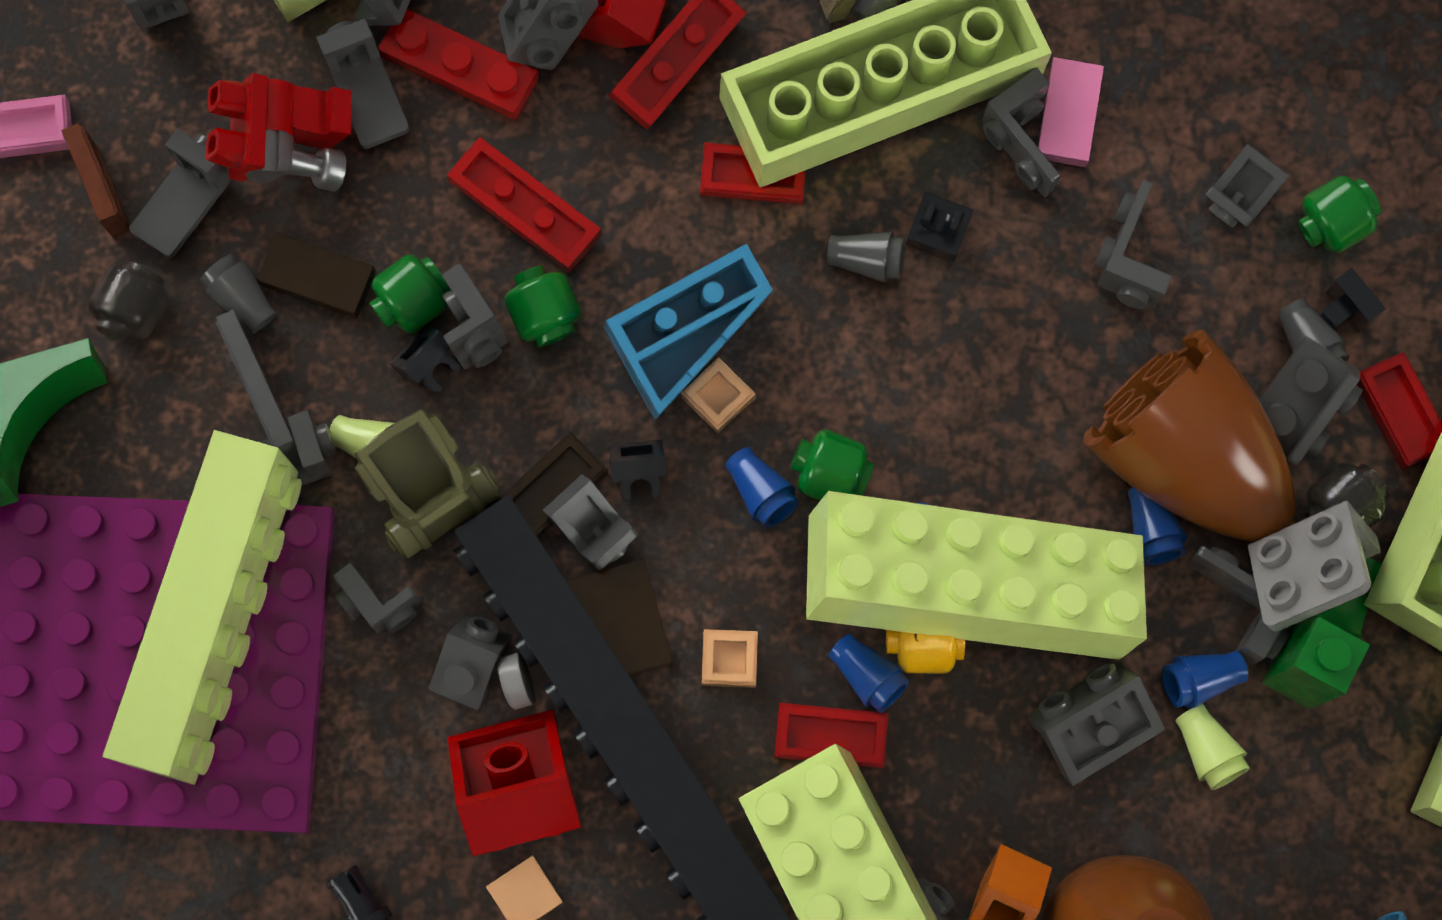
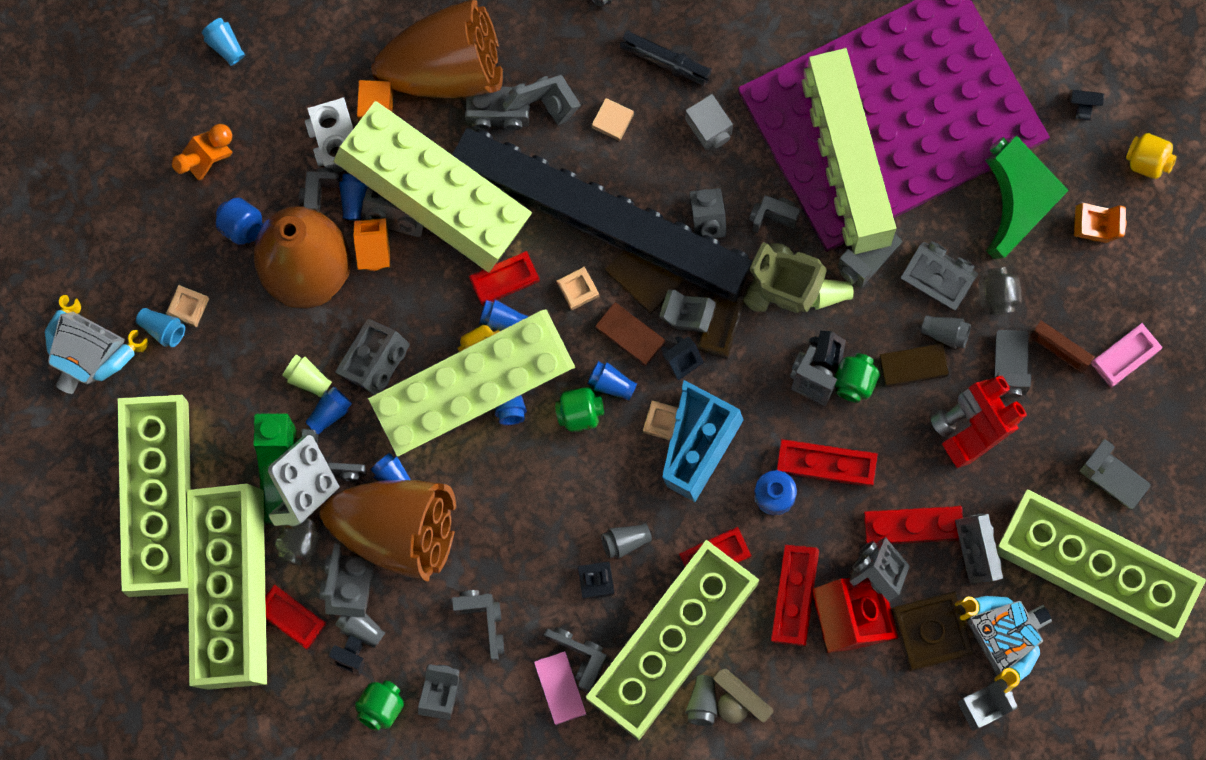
camera: 155 degrees right, 0 degrees up
(193, 376) = (940, 274): none -> dark grey bracket
(257, 385) = (903, 284): dark grey tile -> none
(358, 67) = (953, 482): dark grey bracket -> none
(382, 797) = (709, 123): none -> light grey brick
(512, 783) = (650, 165): red slope -> none
(516, 681) = (676, 211): light grey tile -> none
(542, 306) = (781, 411): green head -> none
(622, 197) = (775, 492): none -> blue head
(692, 545) = (630, 334): none -> copper tile

